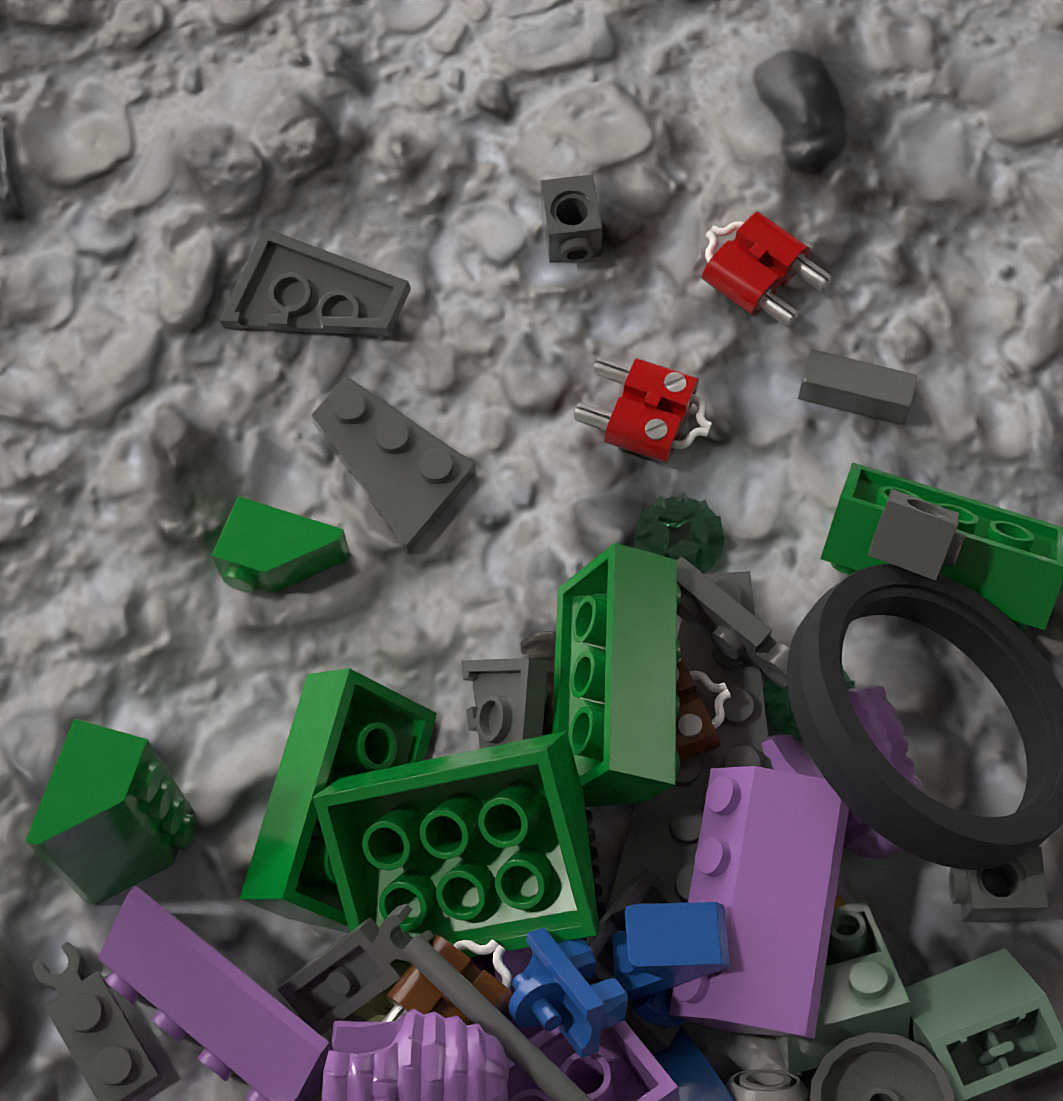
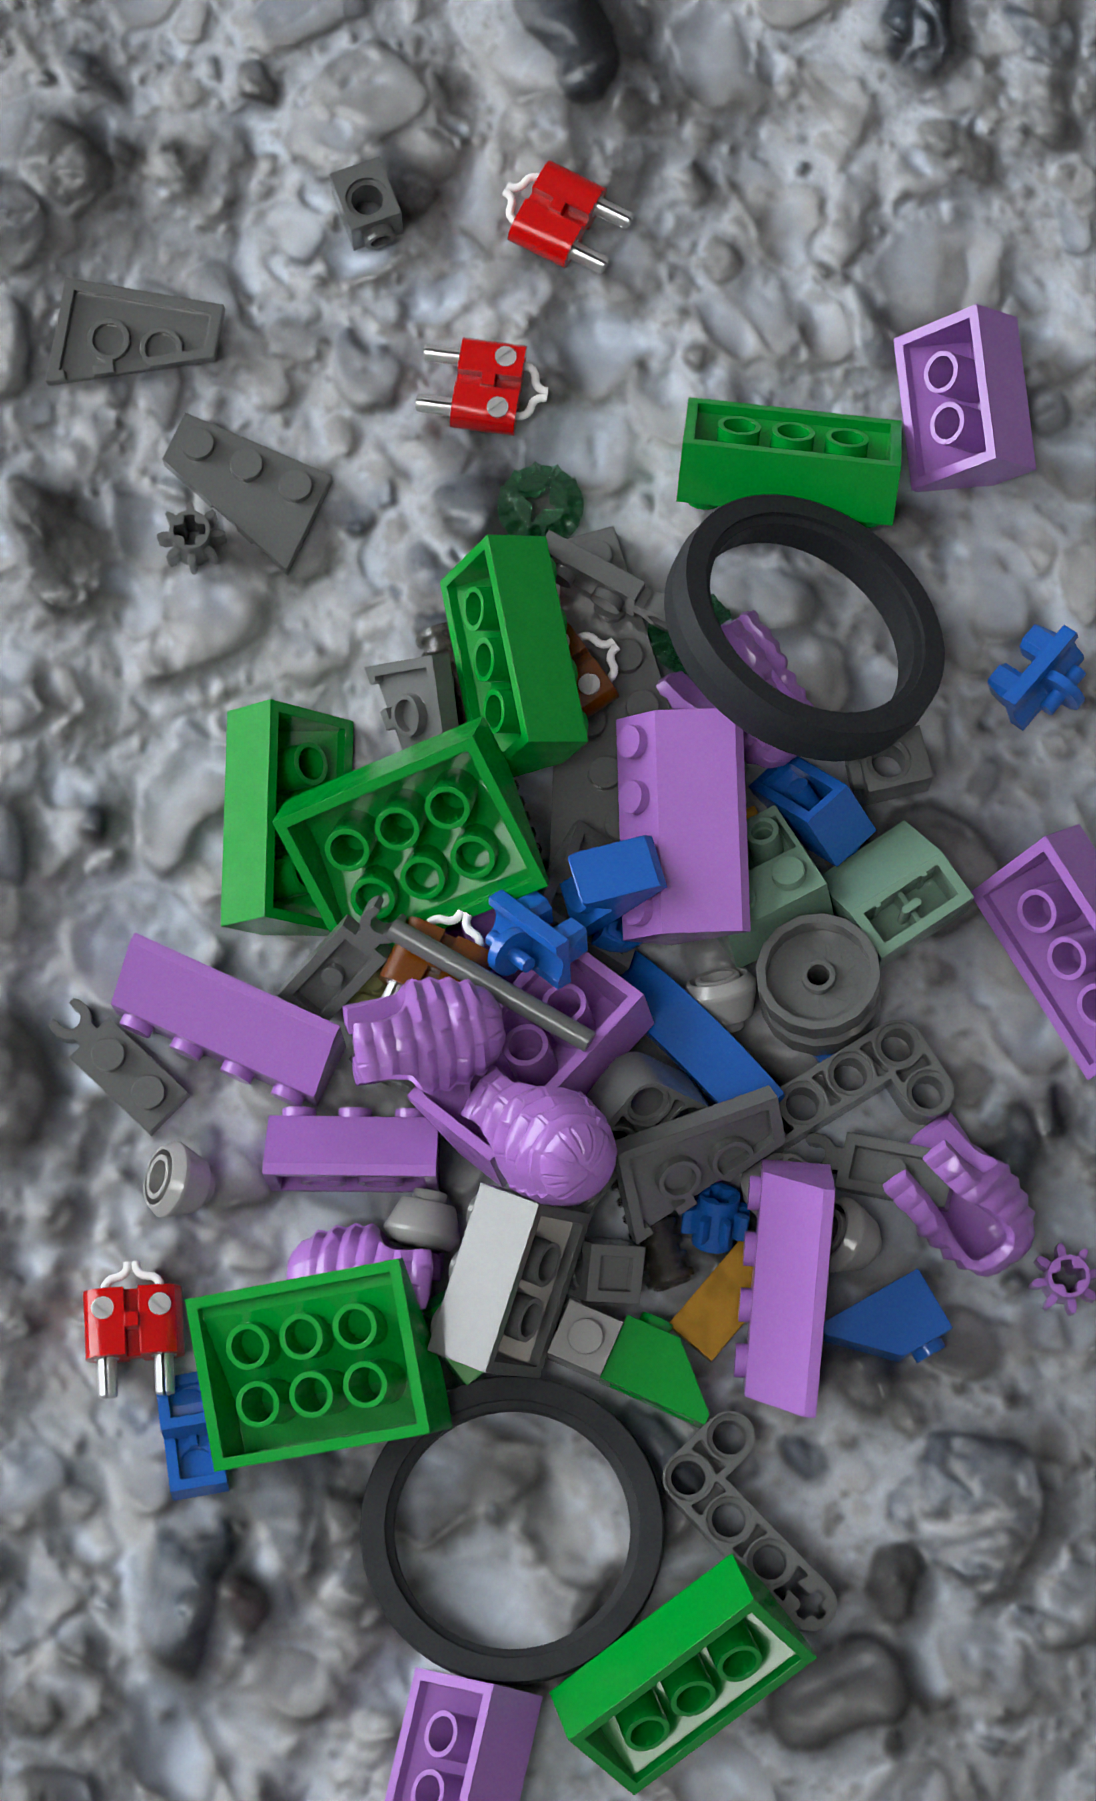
camera: 15 degrees left, 10 degrees up
(109, 813) = (98, 874): green slope -> none
(274, 547) = (163, 598): green slope -> none
(320, 493) = (179, 529): none -> dark grey gear
(858, 387) = (679, 319): dark grey slope -> none
(911, 913) = (815, 808): none -> blue slope
(916, 535) = (758, 466): dark grey brick -> none

